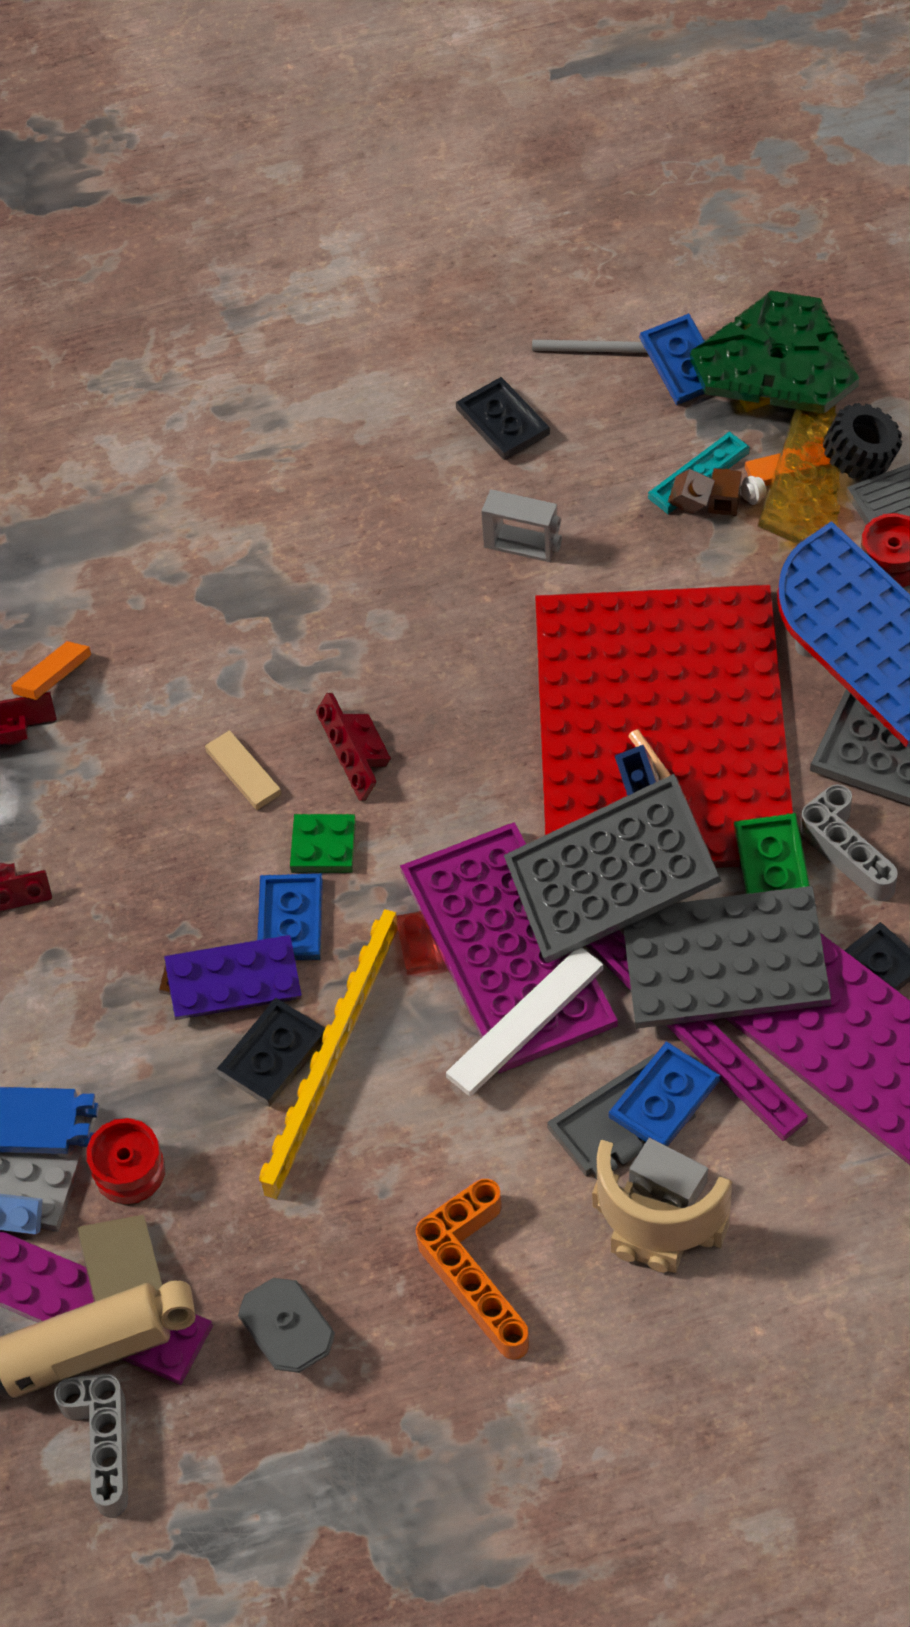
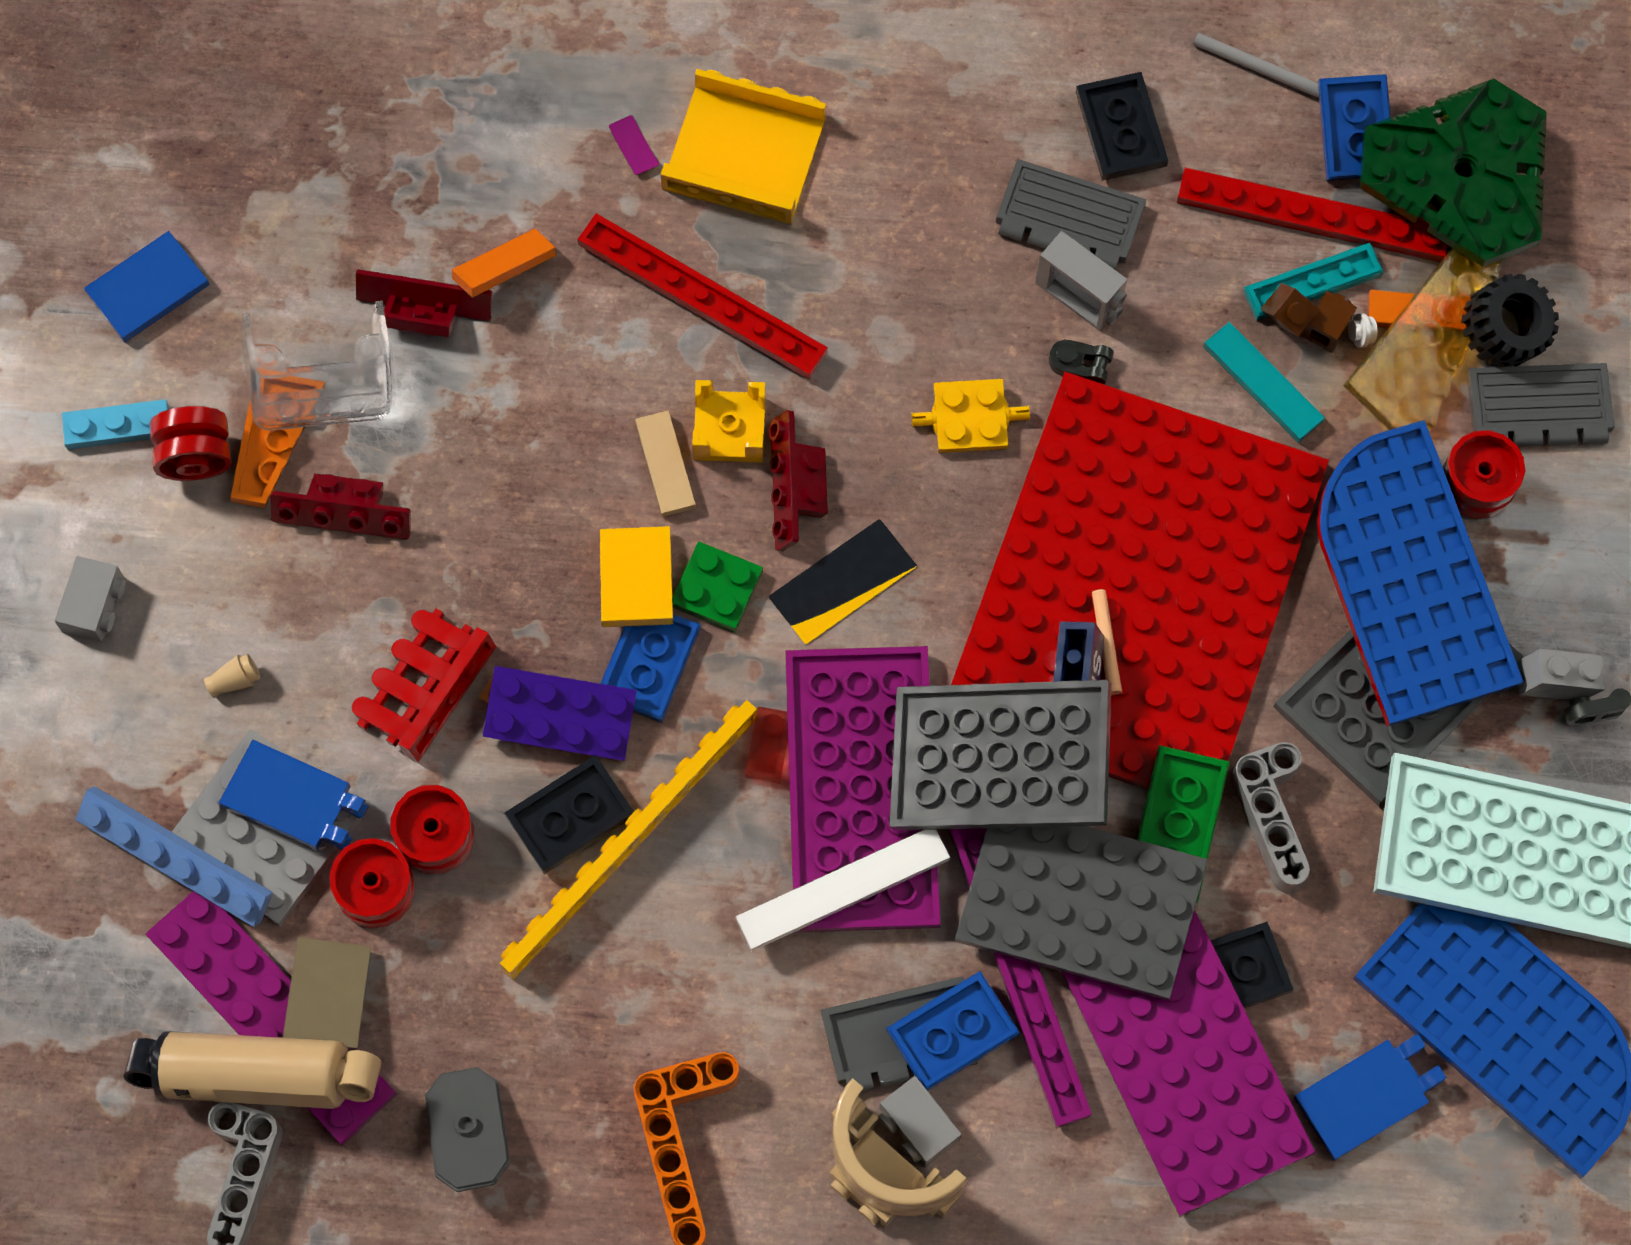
camera: 15 degrees right, 15 degrees up
(122, 560) = (633, 145): none -> magenta sticker
(125, 1003) = (438, 697): none -> red fence
(162, 1098) = (413, 825): none -> red wheel
(212, 528) = (745, 146): none -> yellow panel
(223, 641) = (702, 296): none -> red plate
(254, 856) = (636, 576): none -> yellow tile
(284, 723) = (729, 423): none -> yellow panel
(423, 805) = (842, 581): none -> black sticker
(464, 488) = (1053, 202): none -> dark grey hinge
(474, 652) = (970, 415): none -> yellow plate
(536, 583) = (1069, 357): none -> pearl dark grey plate
(675, 429) = (1309, 214): none -> red plate
(694, 551) = (1263, 382): none -> teal tile

